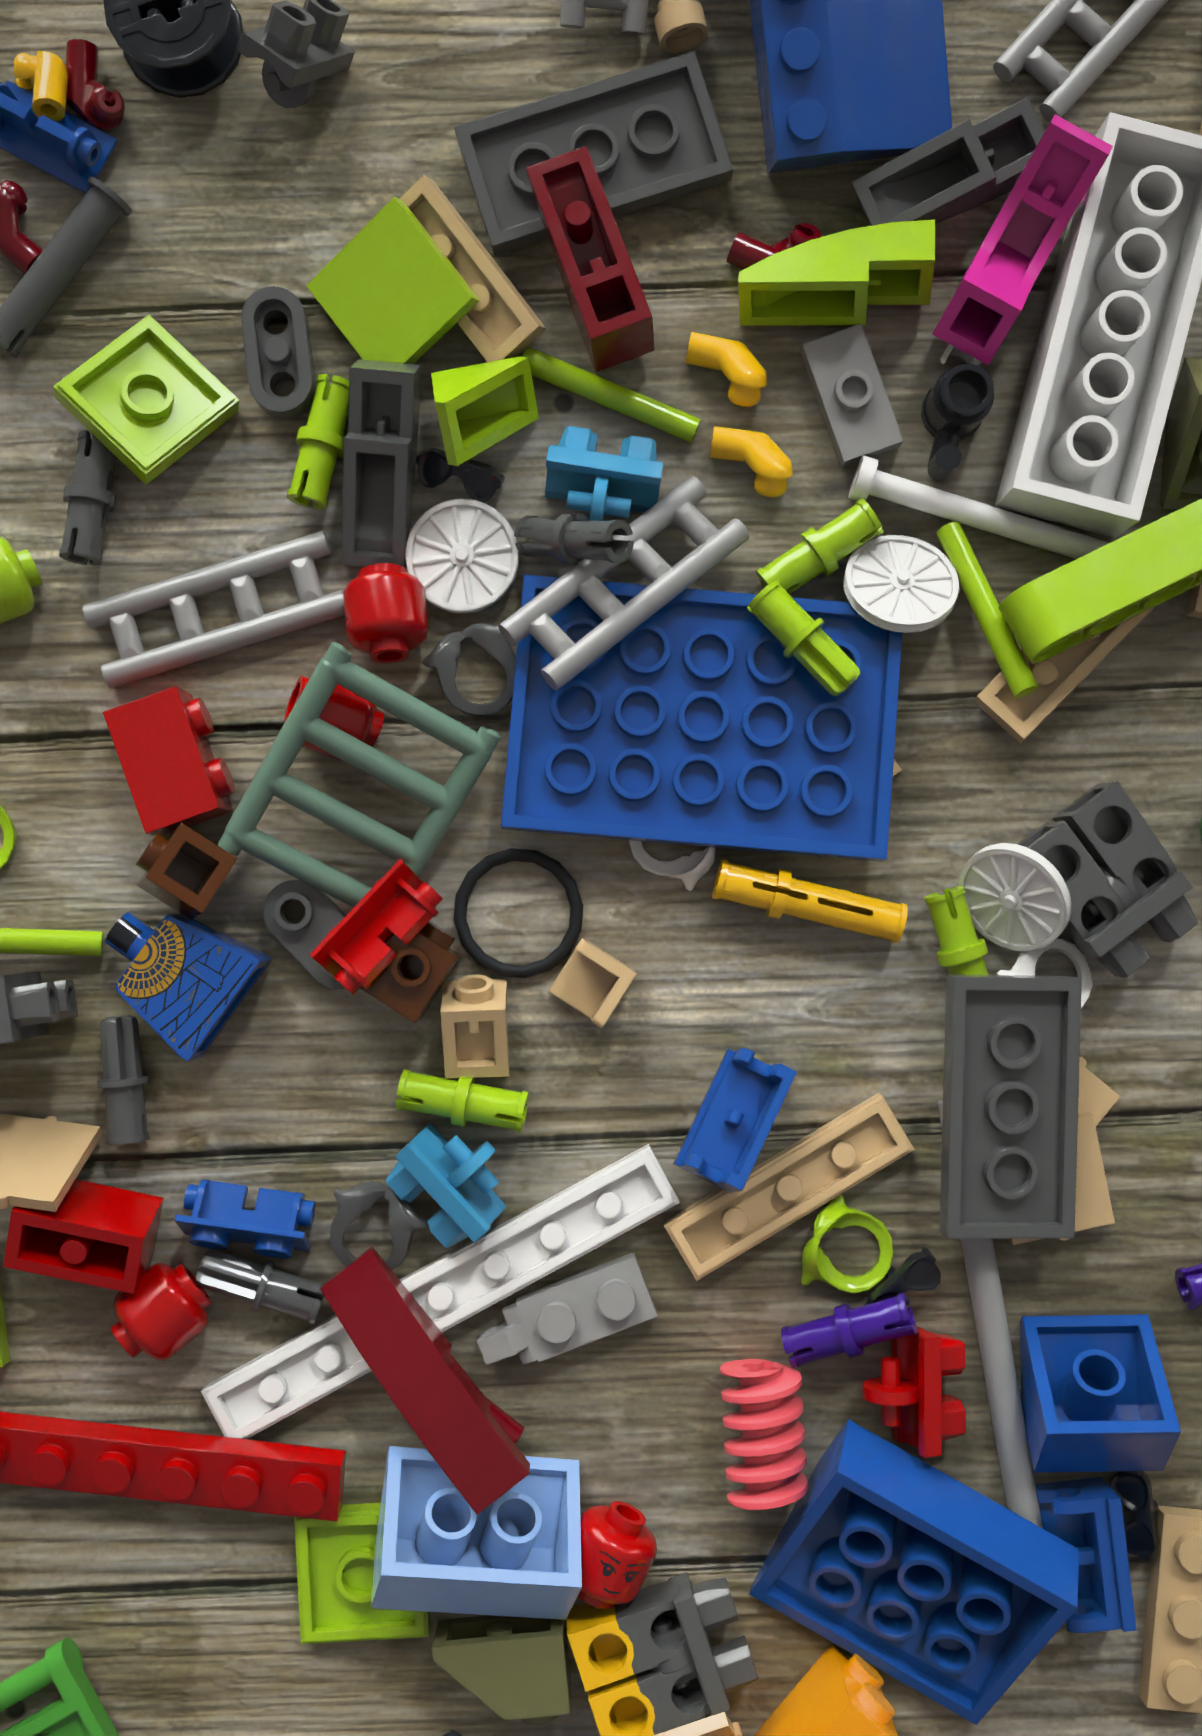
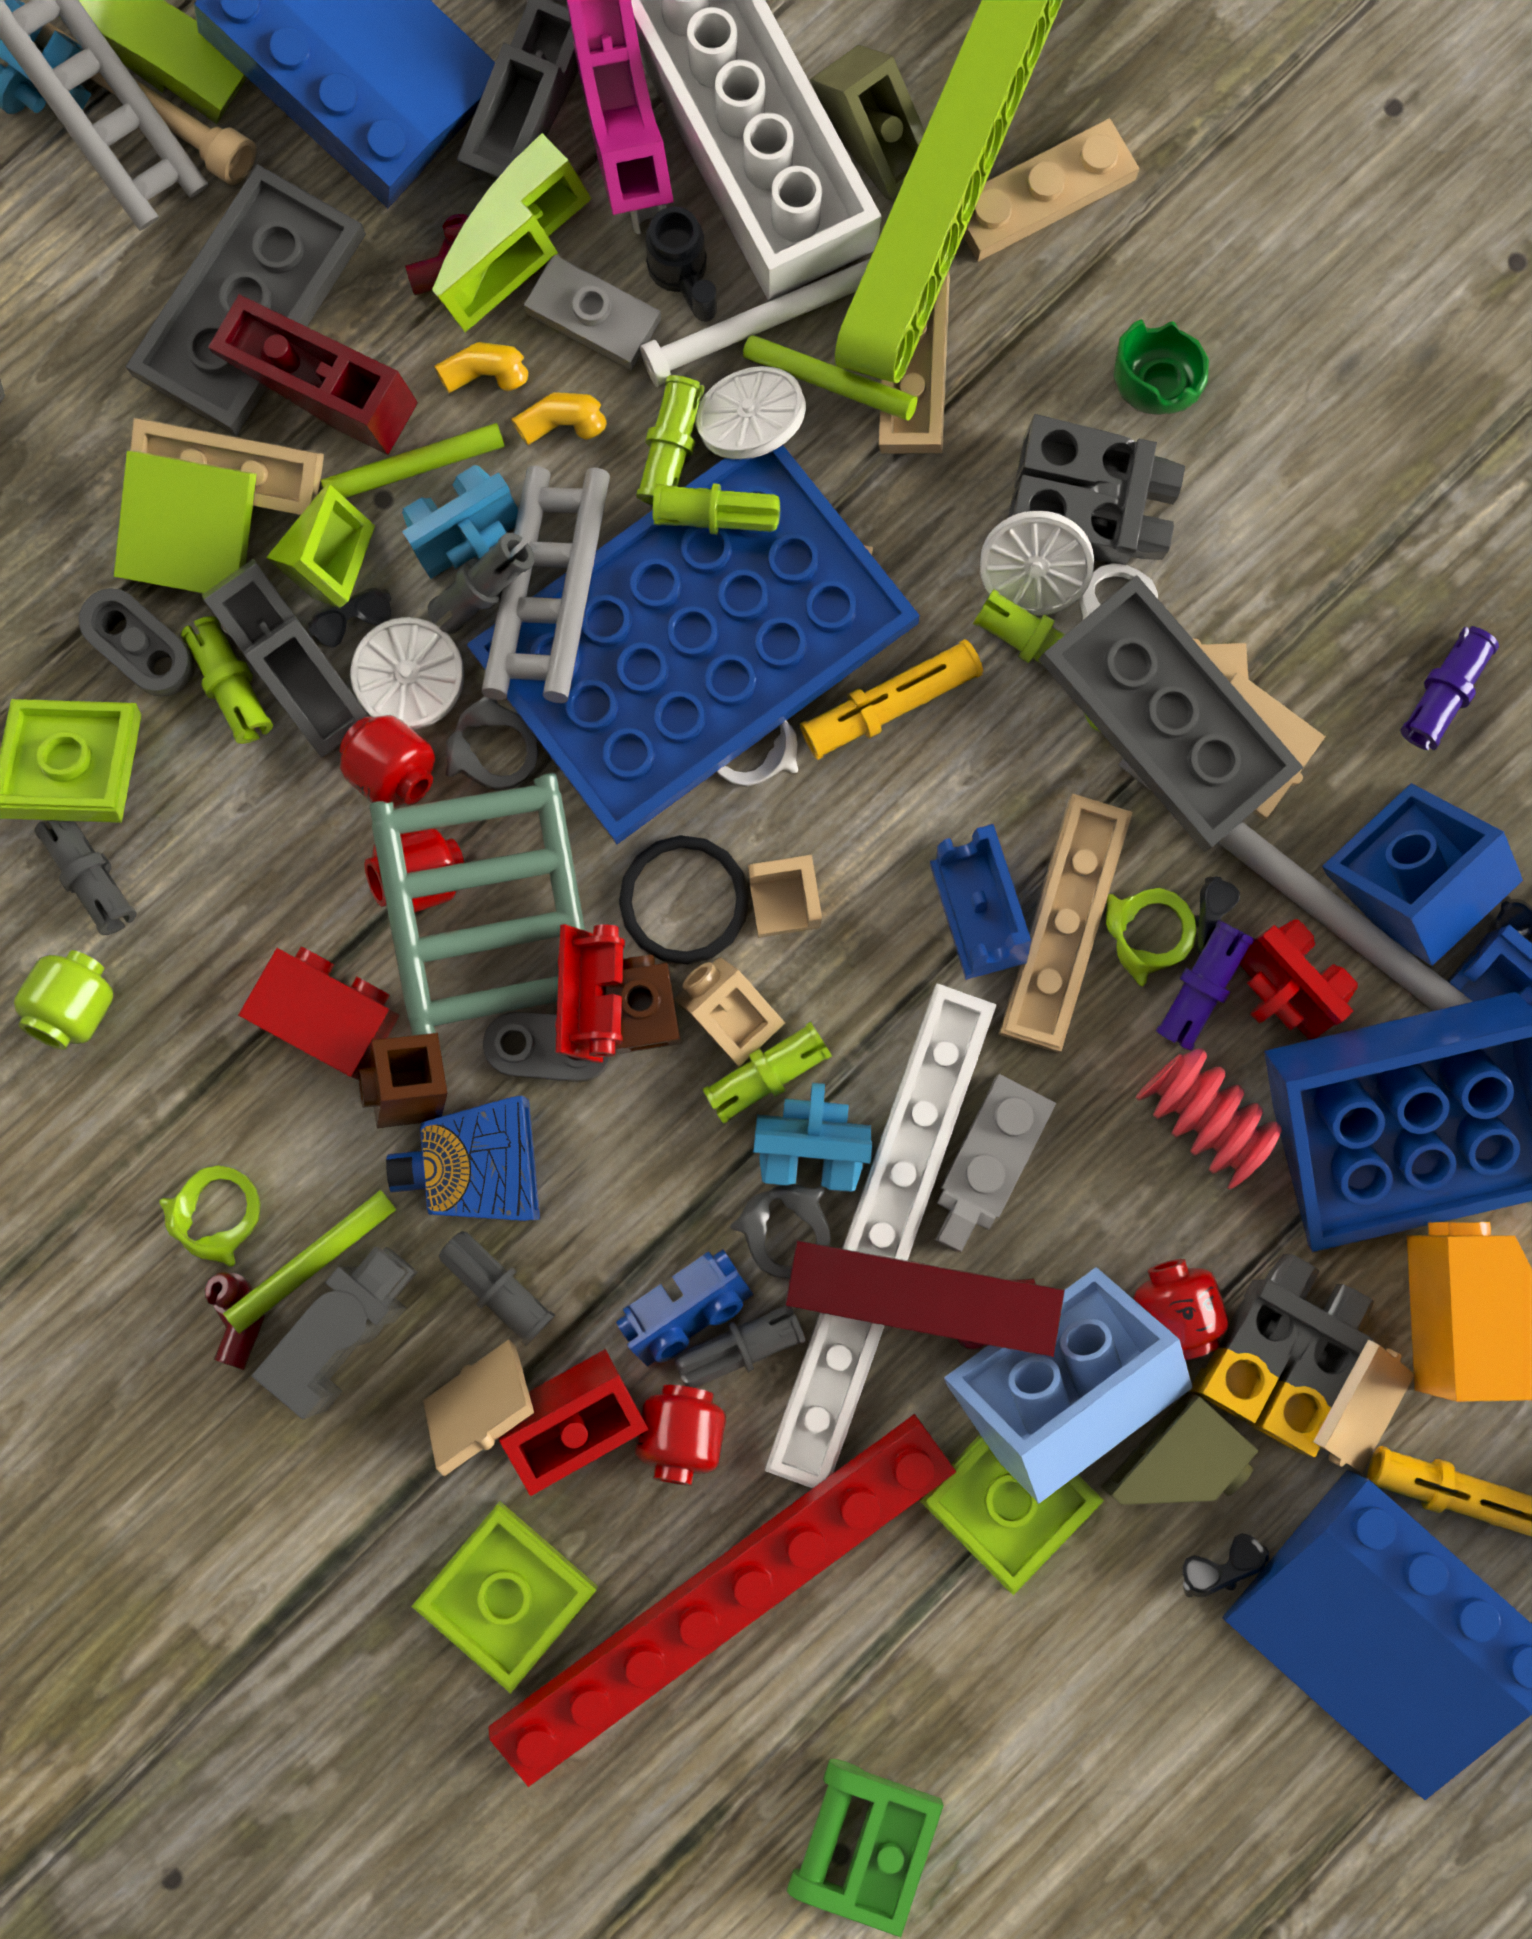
camera: 45 degrees left, 5 degrees down
(180, 594) = (264, 911): light grey bar -> none

